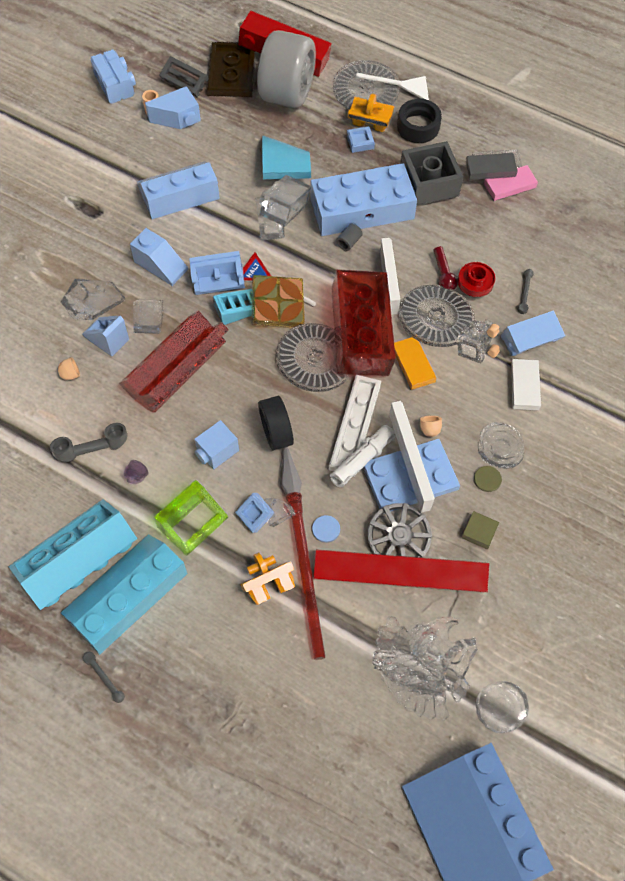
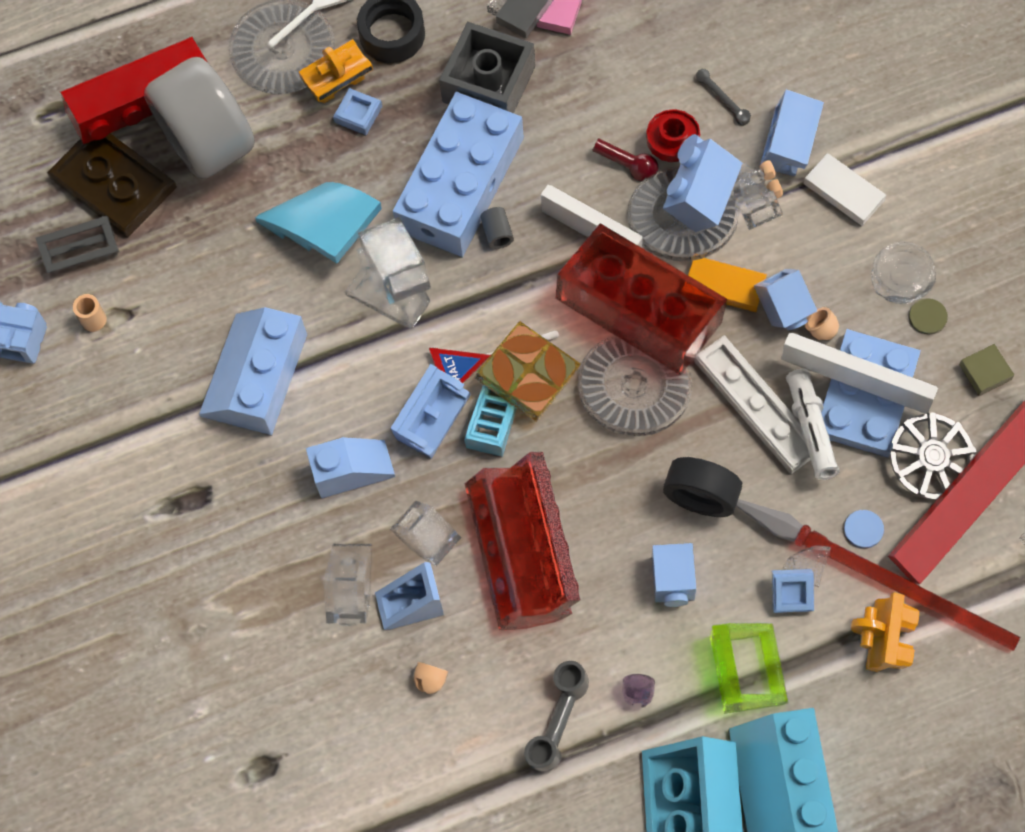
camera: 45 degrees left, 5 degrees up
(174, 109) = (127, 291): light blue slope -> none
(426, 394) = (786, 299): none -> light blue brick
(454, 305) = (702, 183): none -> light blue hinge

